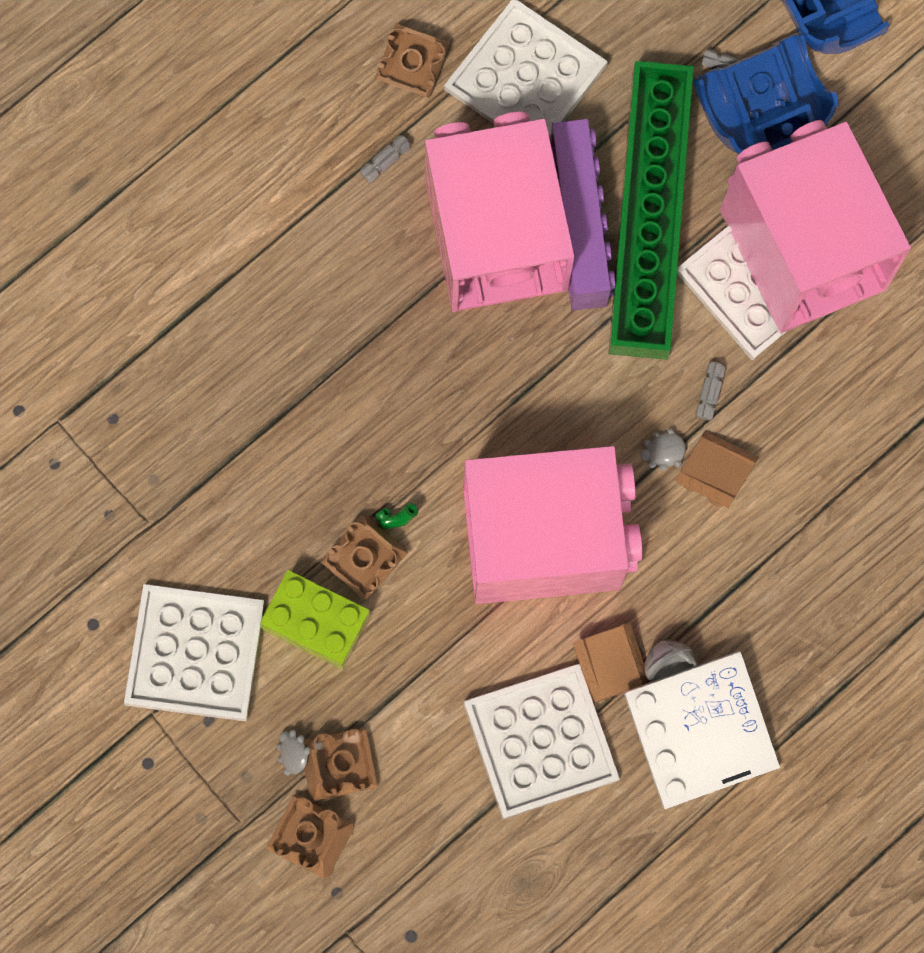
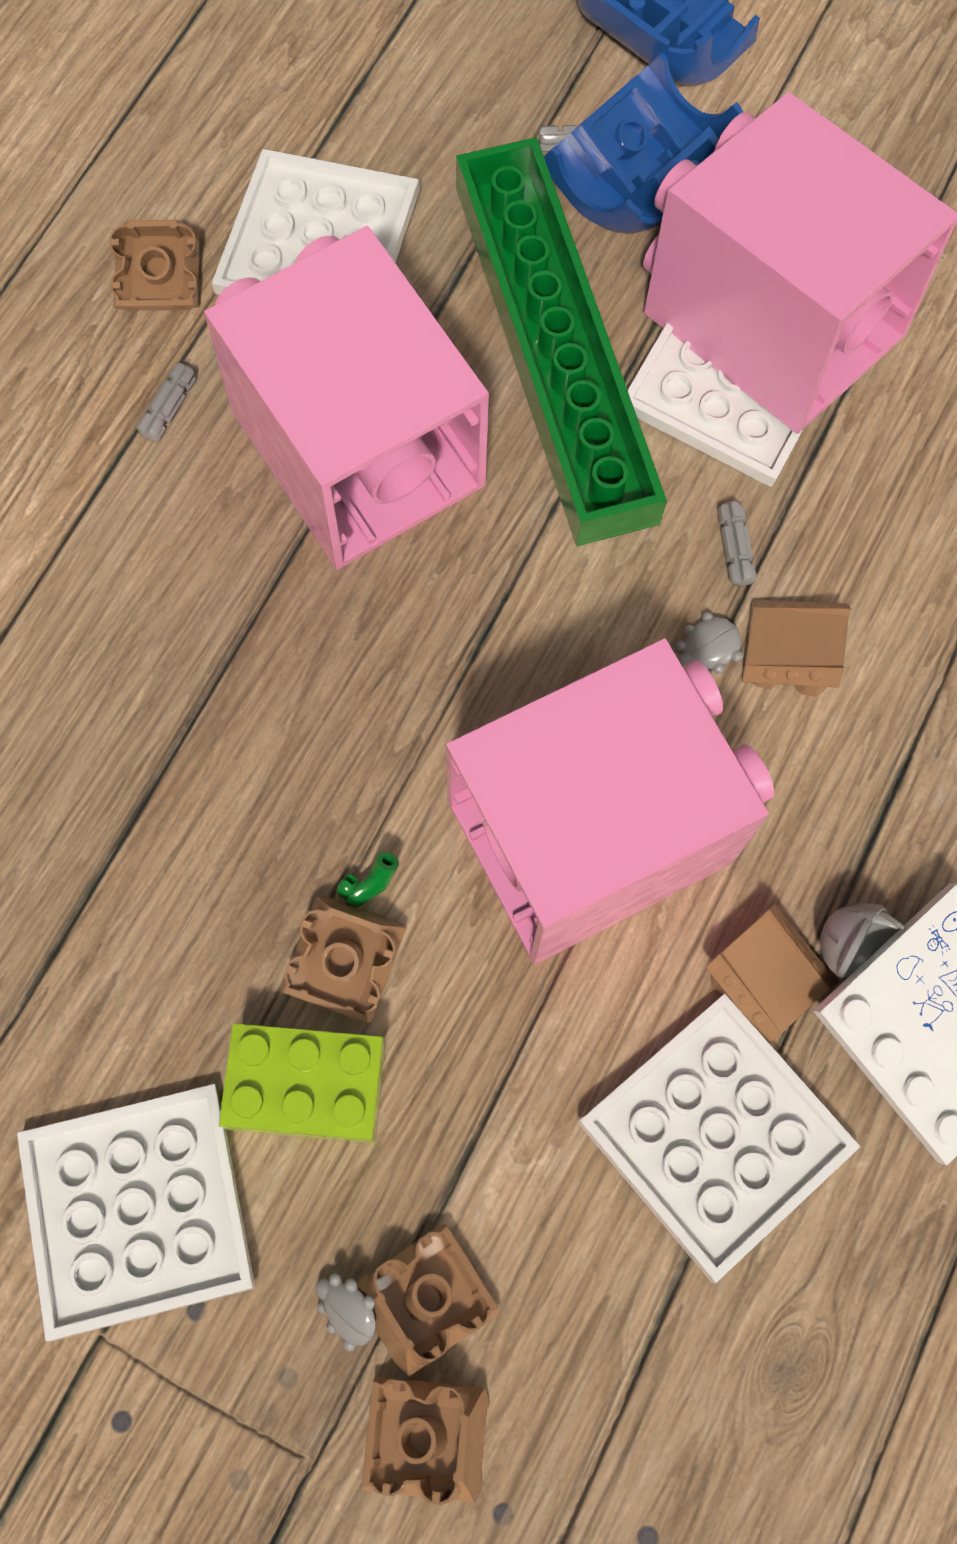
camera: 20 degrees left, 5 degrees down
(582, 198) = (515, 439): medium lavender brick -> none

